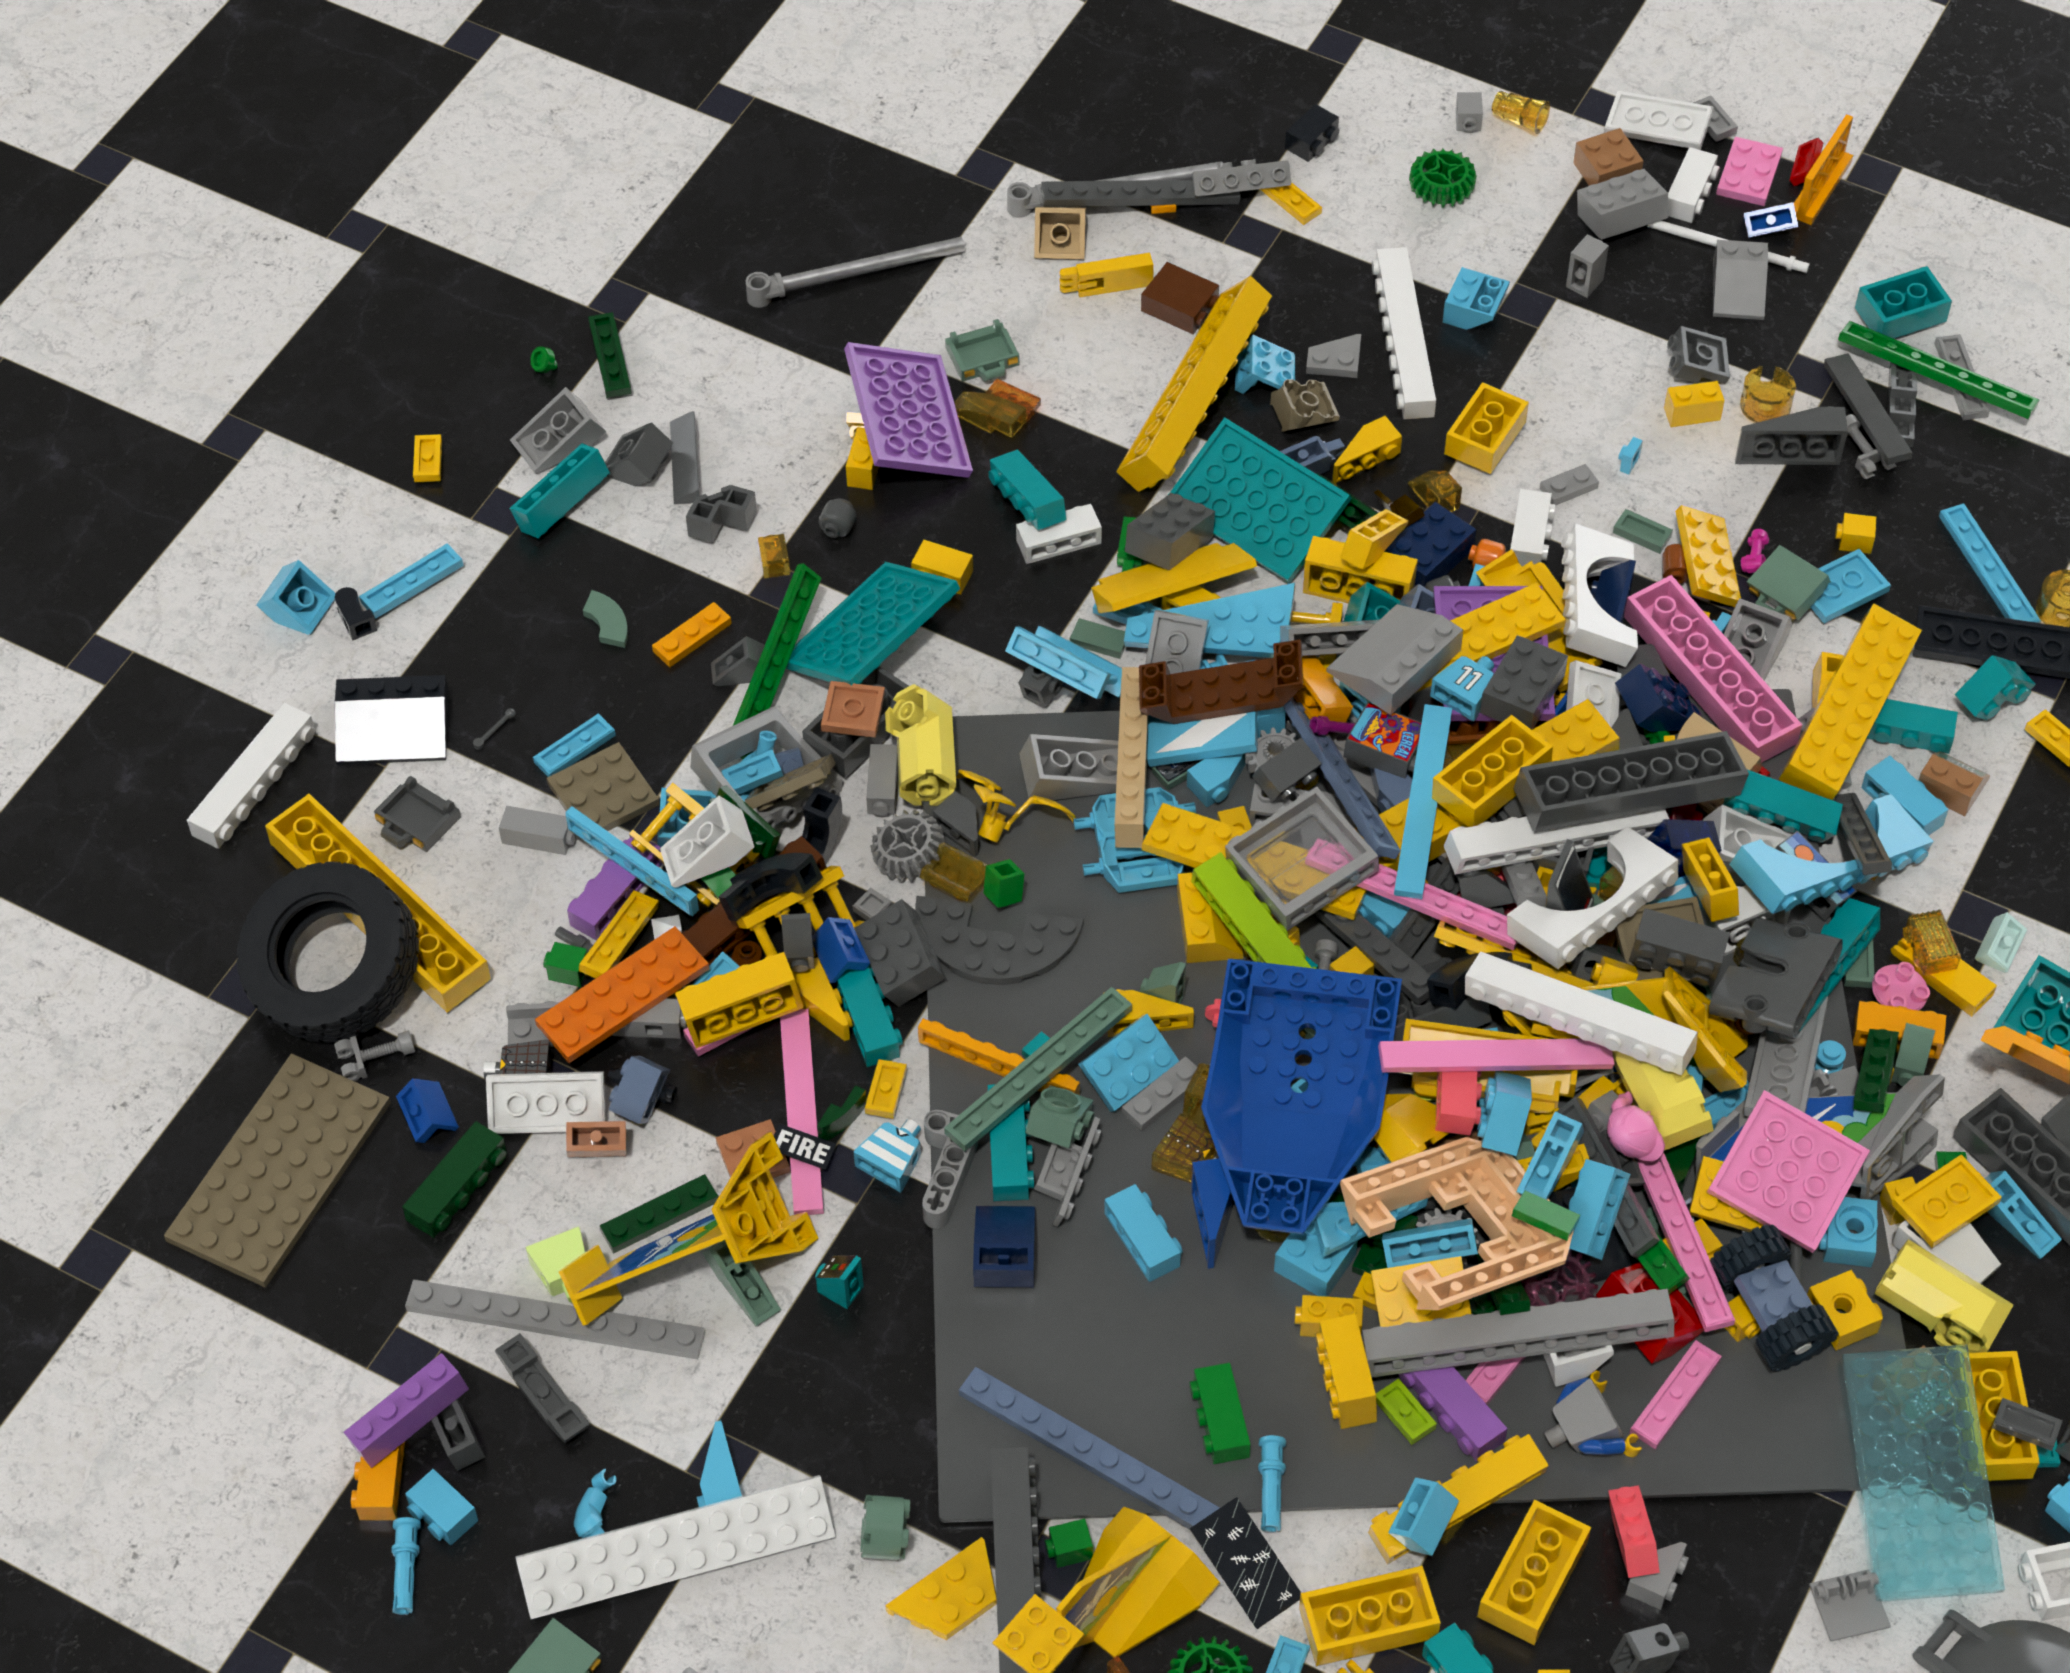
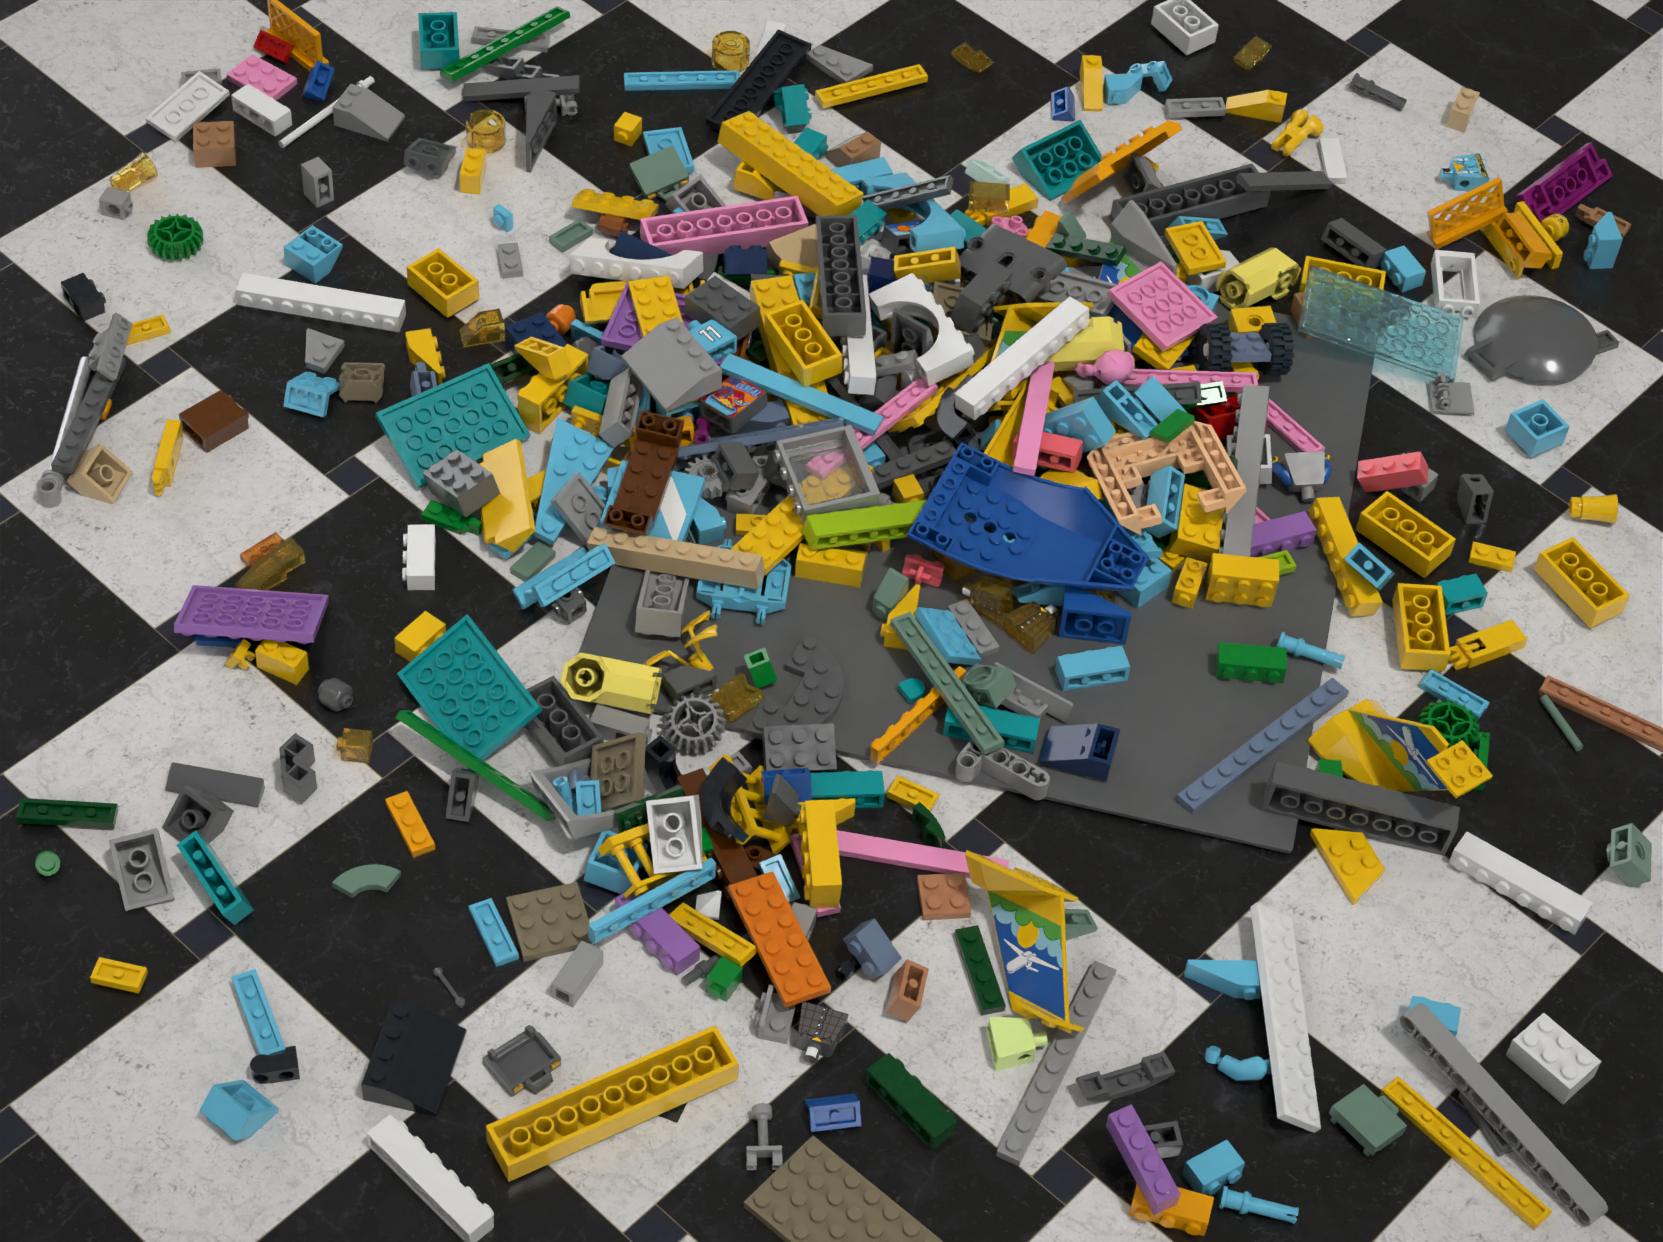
camera: 80 degrees left, 5 degrees down
(283, 916) = (711, 1095): black tyre -> none
(543, 1101) = (860, 1018): white tile -> none
(762, 288) = (53, 676): flat silver piece -> none
(804, 1146) = (950, 859): black sticker -> none
(840, 1279) = (1081, 857): teal slope -> none
(853, 709) = (562, 715): nougat plate -> none
(884, 1527) = (1299, 879): sand green brick -> none
(890, 1153) = (975, 804): medium azure torso -> none
(982, 352) = (202, 559): sand green piece -> none
(1027, 489) = (375, 558): teal brick -> none
(1194, 385) = (318, 430): yellow brick -> none
(1246, 1562) = (1365, 683): black sticker -> none
(1402, 506) = (499, 348): dark brown panel -> none
(1532, 526) = (544, 288): white brick -> none
(1612, 971) = (985, 340): yellow brick -> none
(1622, 204) = (264, 147): light grey brick -> none
(1752, 562) = (628, 187): dark pink bar -> none
(2027, 1424) = (1360, 266): dark grey tile -> none

